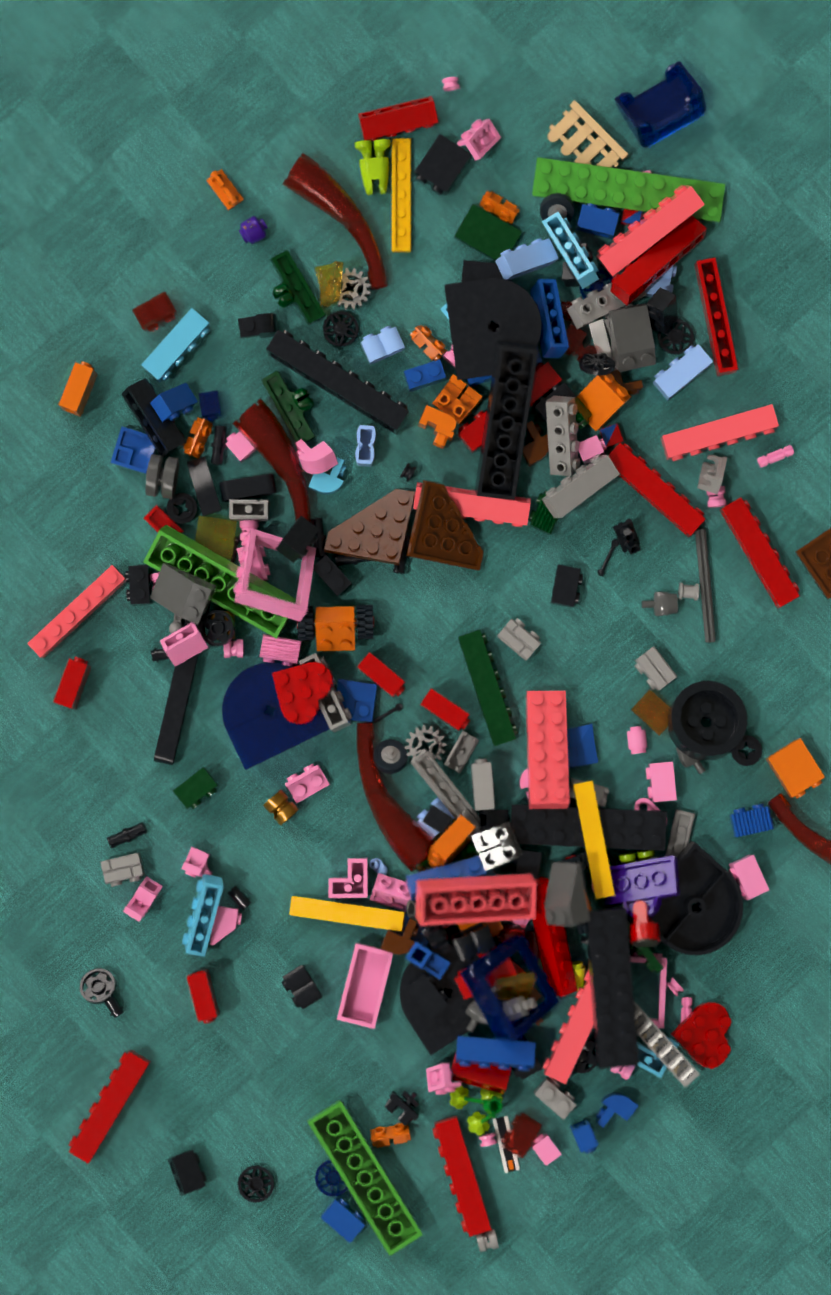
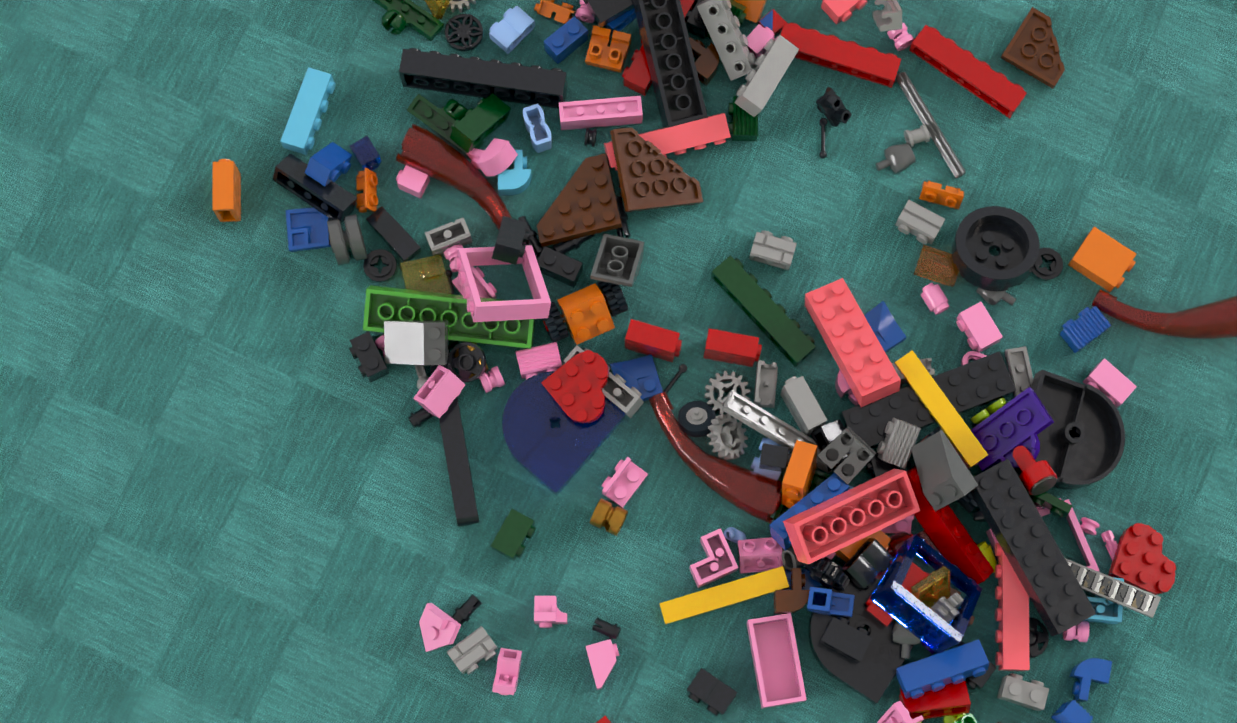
camera: 20 degrees left, 10 degrees down
(72, 683) = (341, 481): red brick -> none
(77, 612) = (316, 410): coral brick -> none
(101, 838) = (437, 628): none -> bright pink plate
(154, 312) = (273, 89): clear red brick -> none
(158, 518) = (358, 284): red tile -> none
(203, 915) = (577, 659): medium azure brick -> none
(218, 445) = (391, 190): black pin -> none
(248, 487) = (442, 213): black beam -> none
(260, 325) = (384, 57): black brick -> none
(317, 420) = (479, 122): none -> dark green brick
(381, 595) = (618, 260): none -> dark grey slope
(407, 784) = (727, 436): none -> light grey gear
(425, 455) = (600, 112): none -> bright pink brick
(442, 422) = (600, 75): orange hips -> none
(545, 852) = (898, 442): none -> light grey brick
(566, 585) = (795, 180): black brick -> none
(678, 646) = (949, 197): none -> orange hinge

